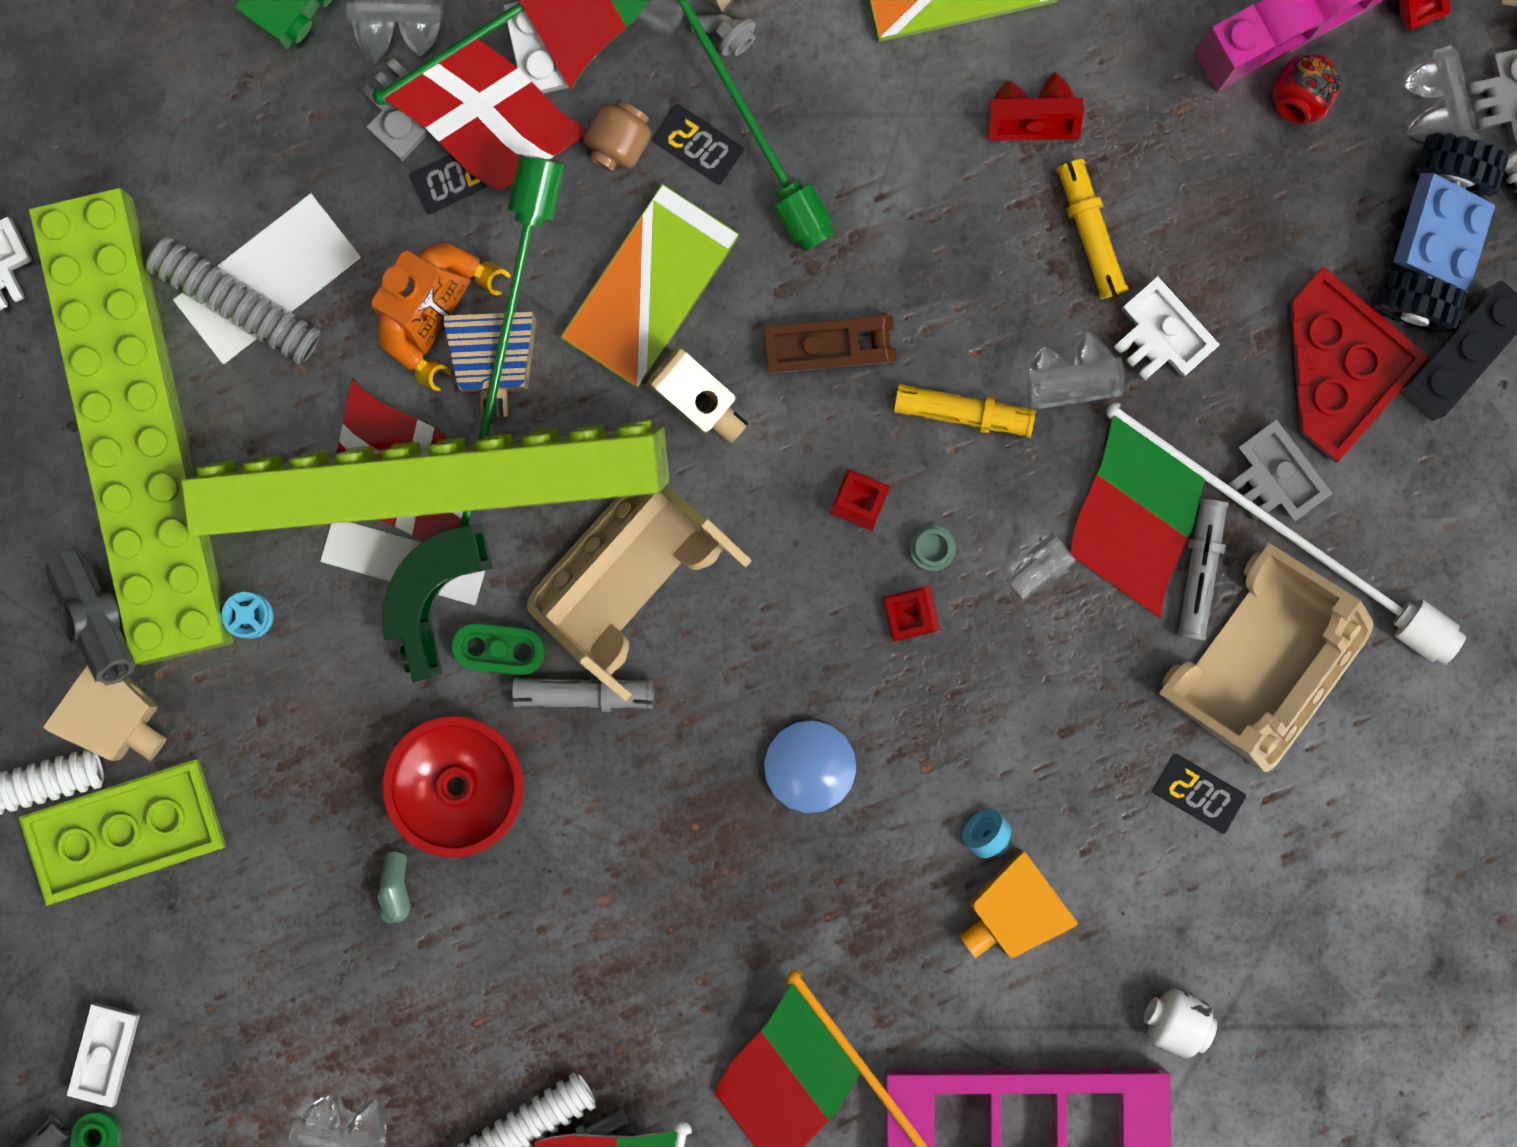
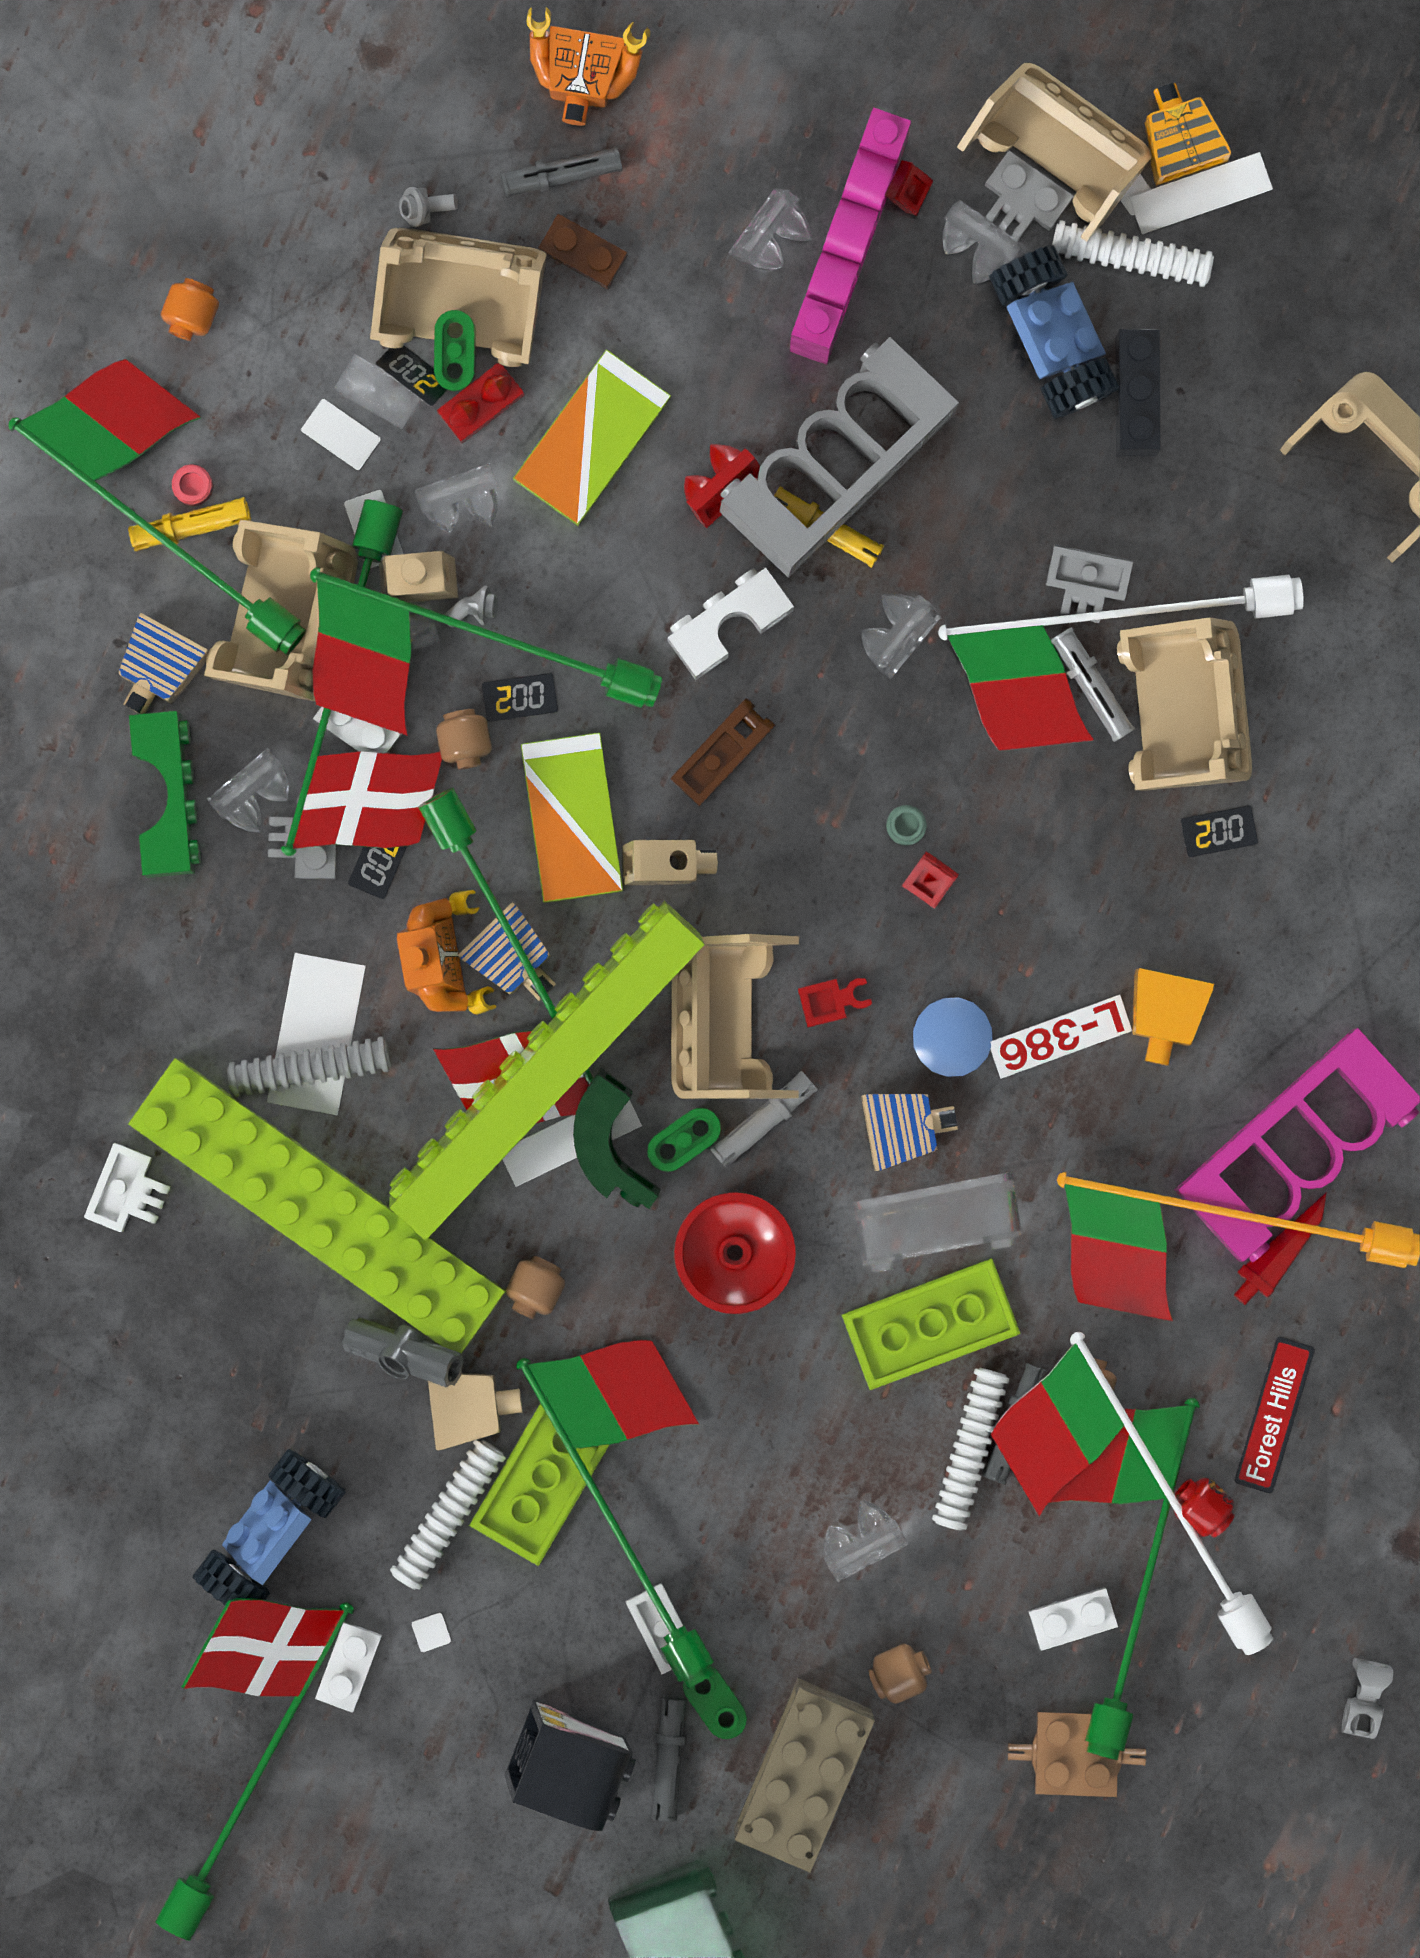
camera: 40 degrees left, 0 degrees up
(230, 816) = (607, 1401): none -> flag
(240, 610) = (496, 1264): medium azure wheel -> none
(256, 663) = (535, 1287): none -> medium nougat head
(392, 892) = (755, 1357): sand green arm -> none
(570, 998) = (930, 1324): none -> lime tile
(650, 916) = (936, 1220): none -> clear windscreen
(697, 807) = (903, 1126): none -> torso
(727, 639) = (826, 1002): none -> red plate
(859, 500) = (831, 835): red tile -> none
(903, 849) = (1060, 1036): none -> white sticker
(964, 410) = (854, 714): yellow pin -> none
(974, 235) = (755, 599): none -> white arch
(987, 834) = (1105, 978): medium azure tile -> none
(1042, 565) = (987, 774): clear cone -> none
(1164, 331) = (932, 552): white hinge -> none
(1180, 1023) = (1336, 990): white head -> none
(1267, 166) = (902, 385): none -> light grey fence
(1306, 89) = (884, 312): red head -> none
(1344, 363) = (1067, 469): red plate -> none

